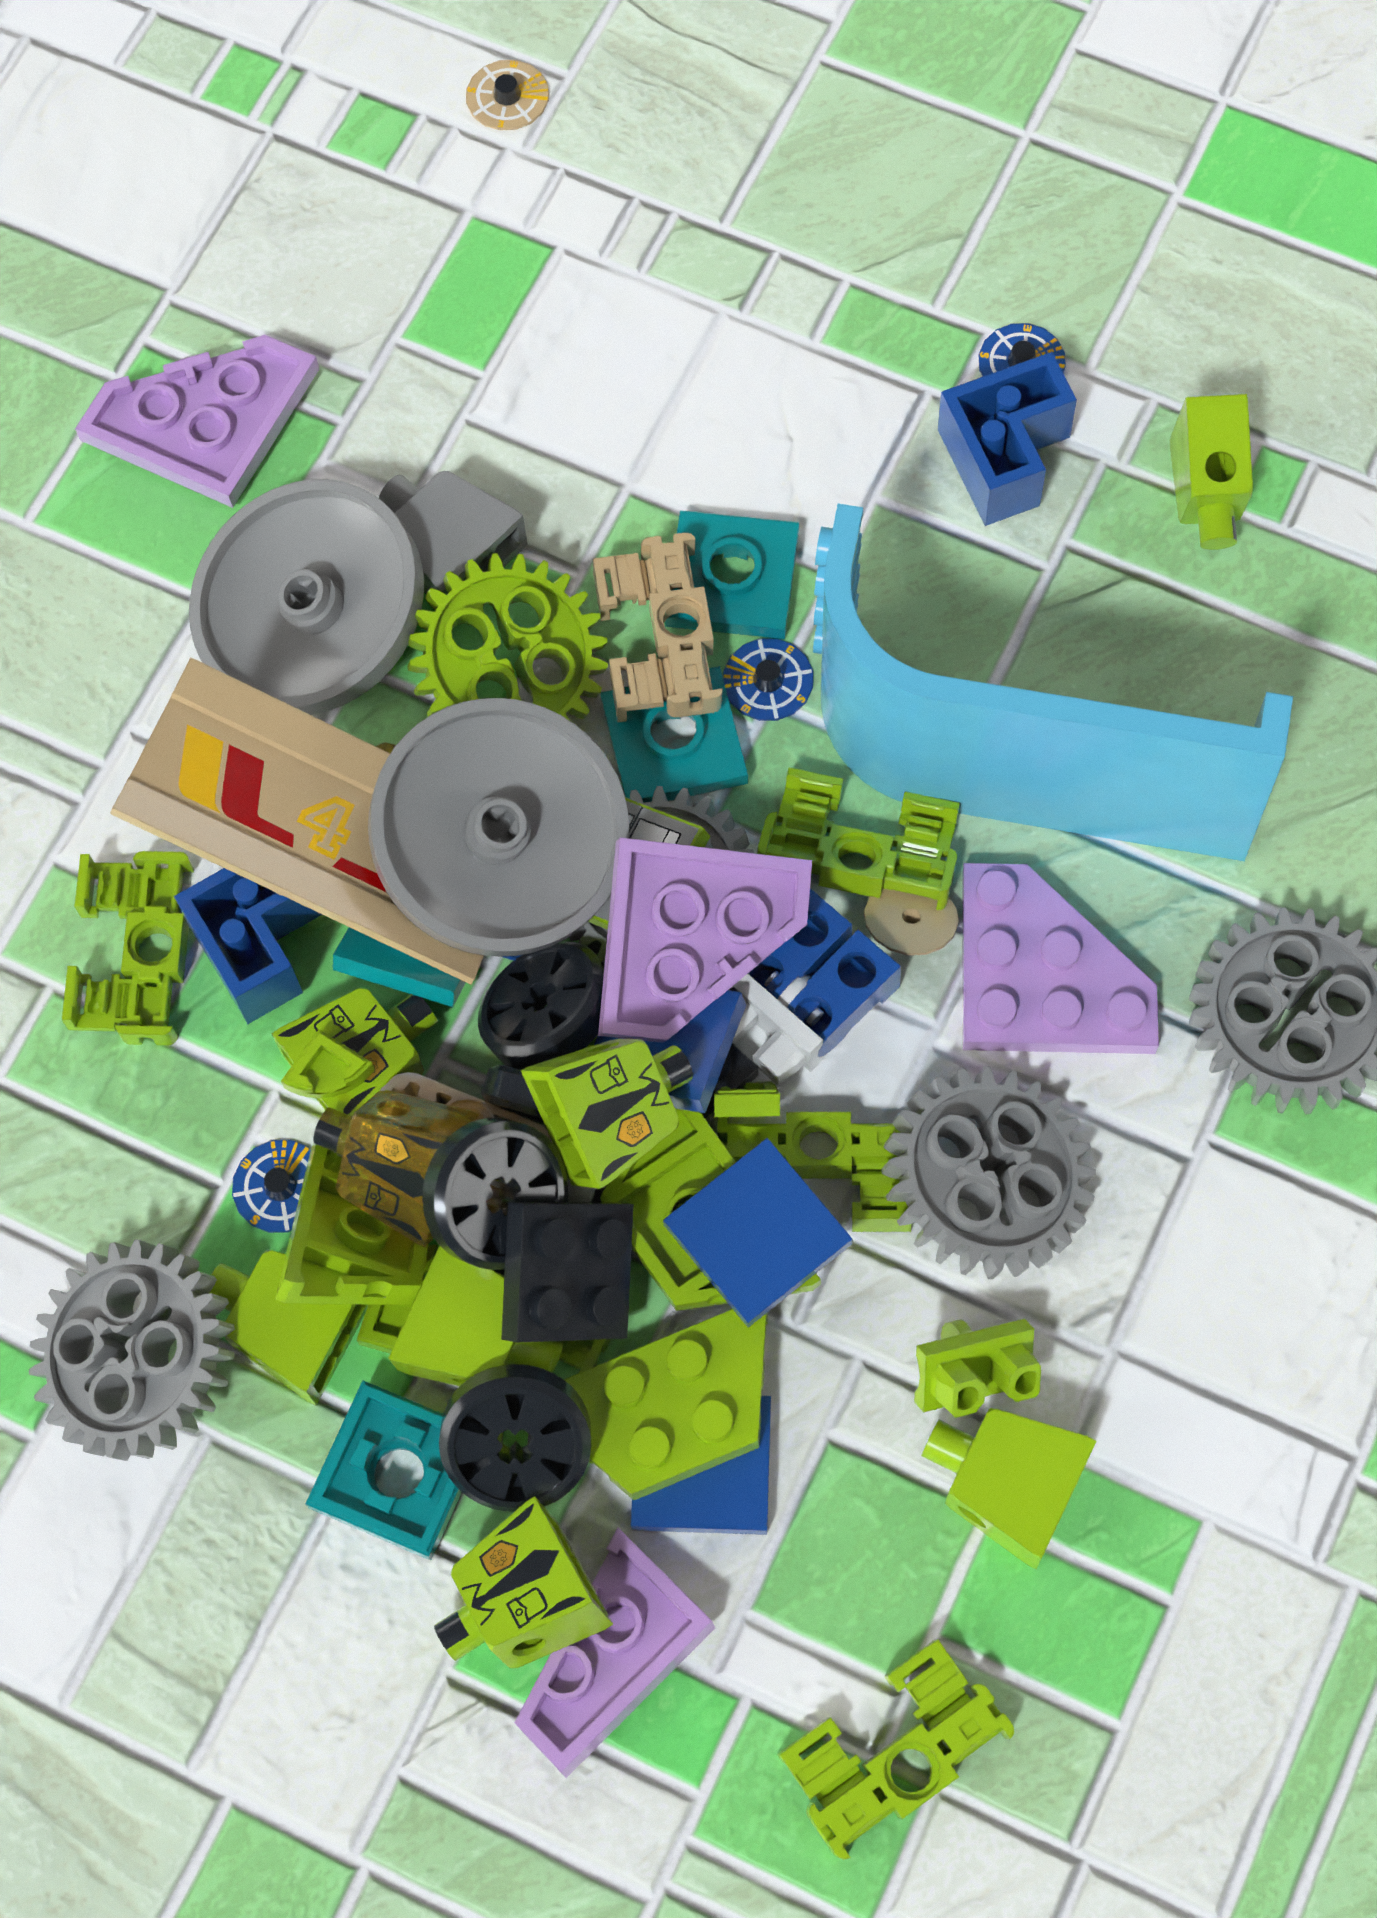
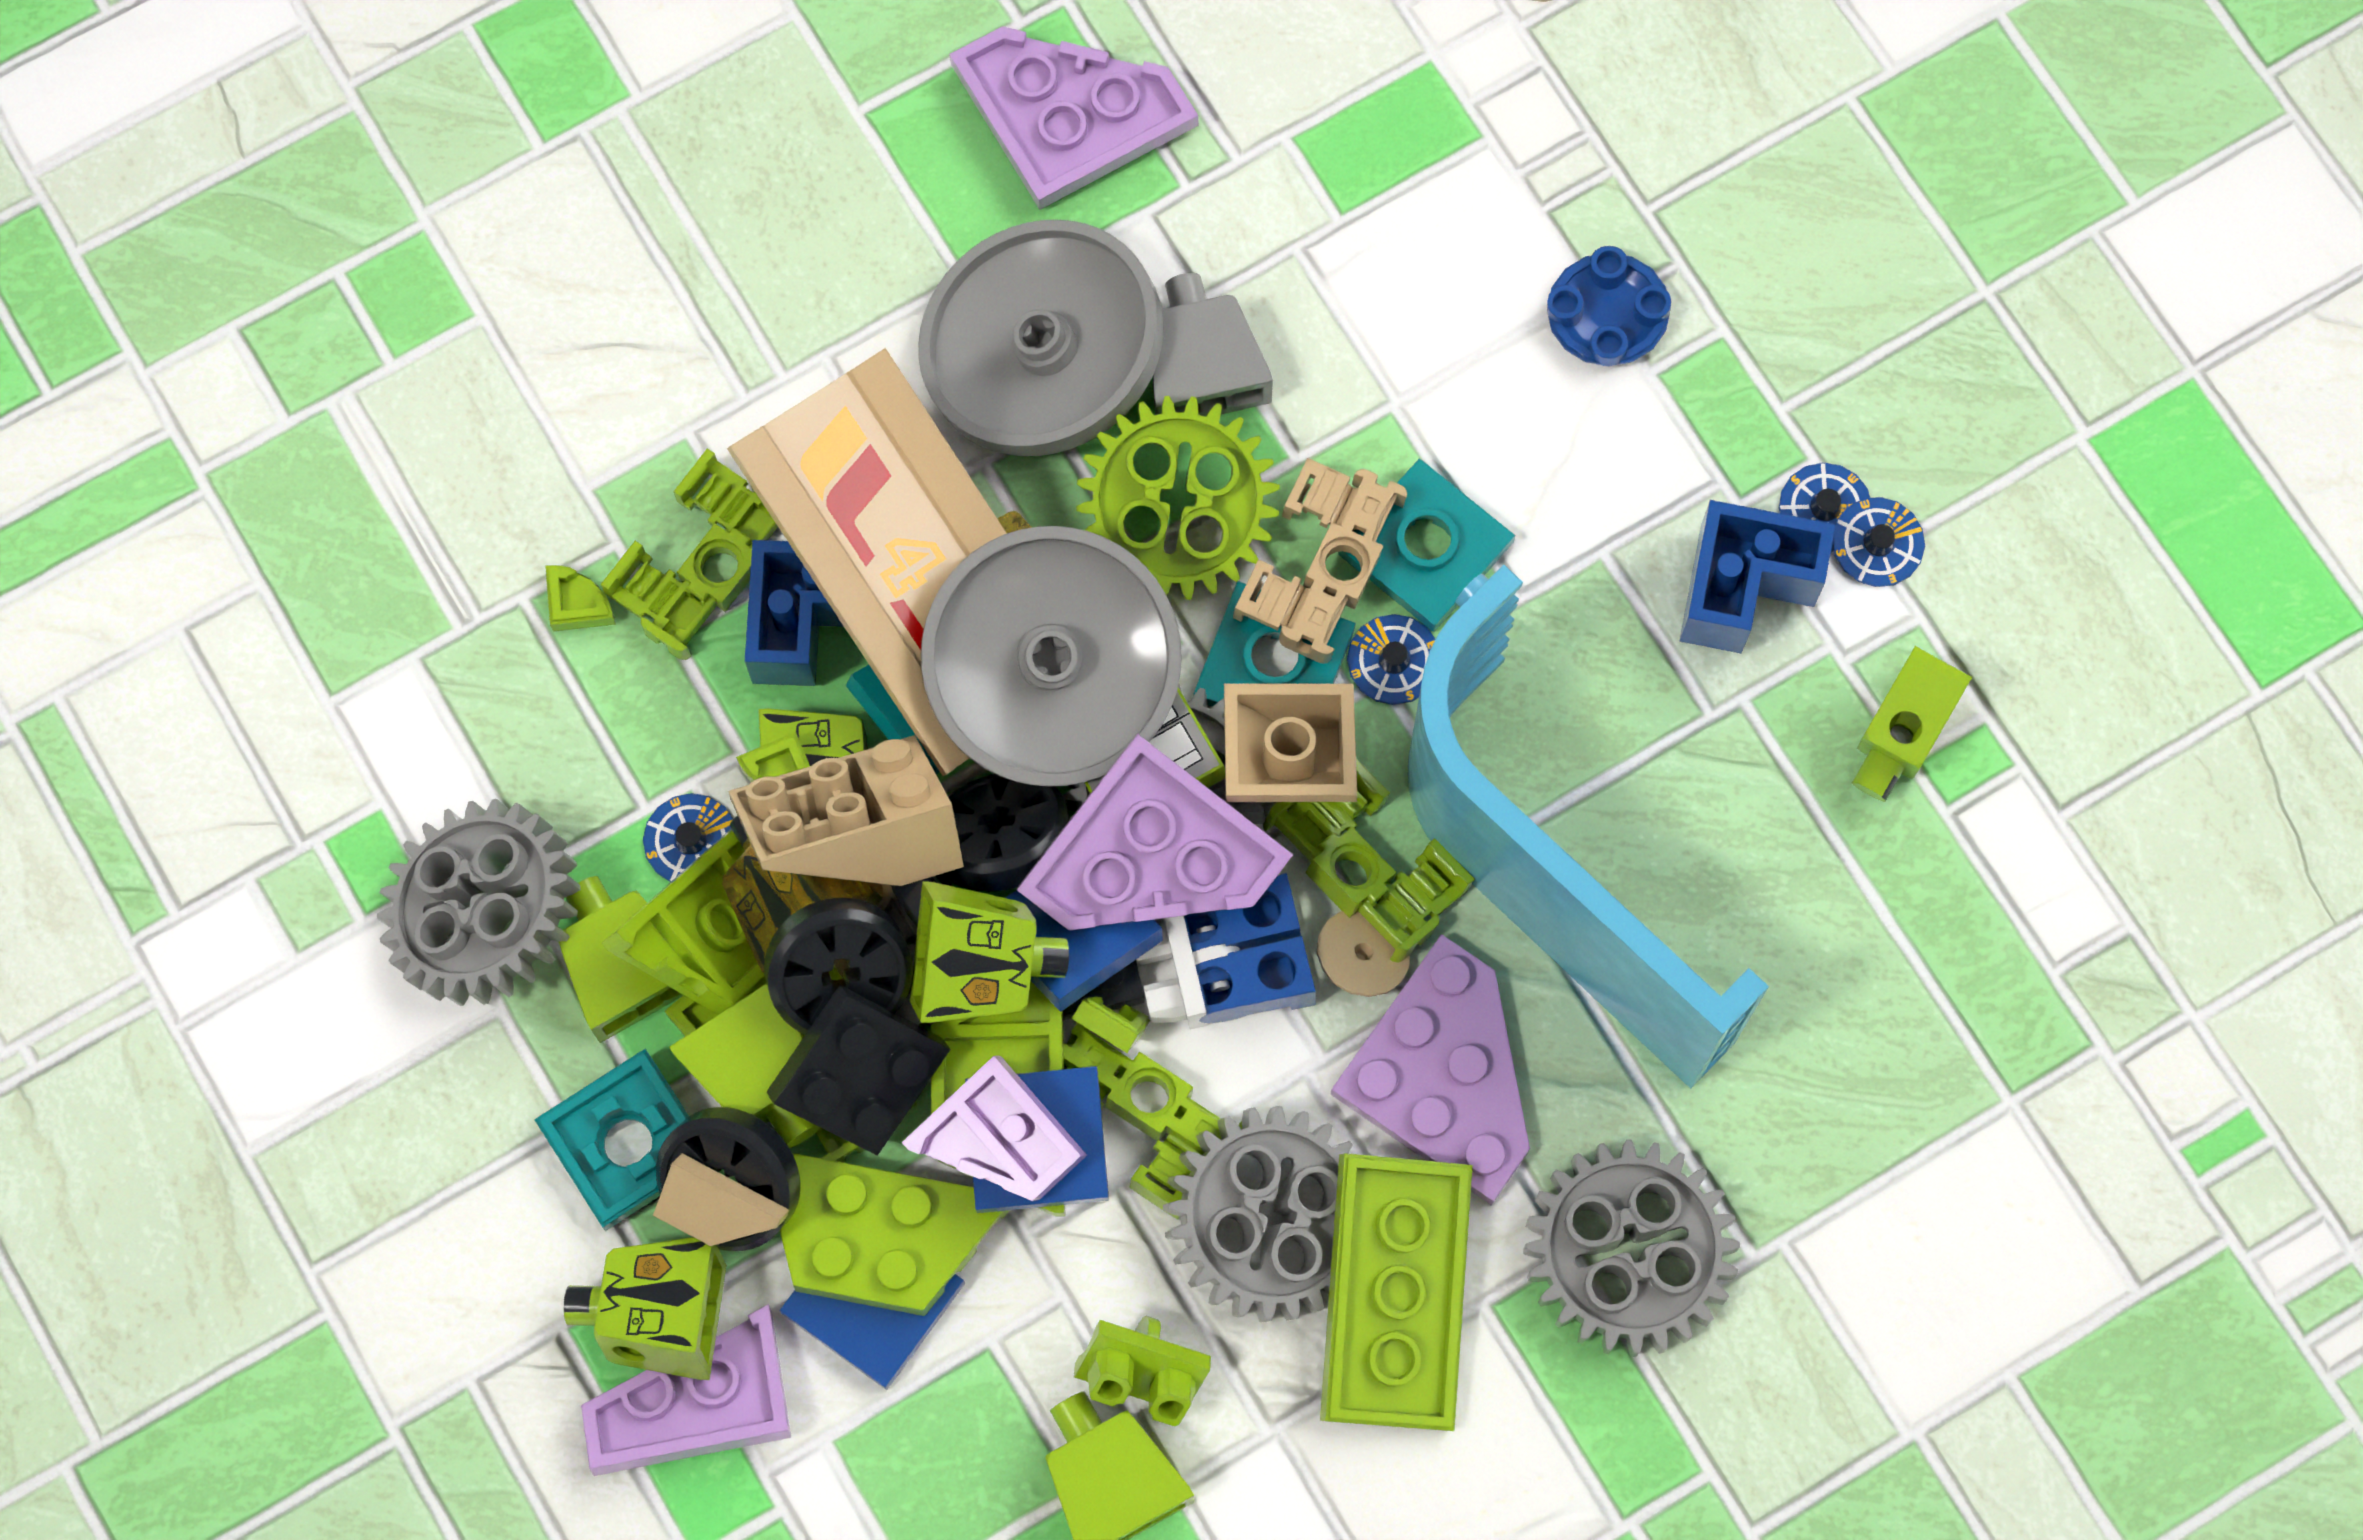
camera: 30 degrees right, 5 degrees up
(47, 1051) = (575, 600): none -> lime tile
(425, 1056) = (854, 817): none -> tan slope
(520, 1466) = (713, 1205): none -> tan tile
(727, 1244) = (999, 1134): none -> wing
(744, 776) = (1290, 743): none -> tan slope
(748, 311) = (1608, 308): none -> blue dish
(1087, 358) = (1878, 542): none -> blue piece
(1137, 1168) = (1396, 1292): none -> lime tile

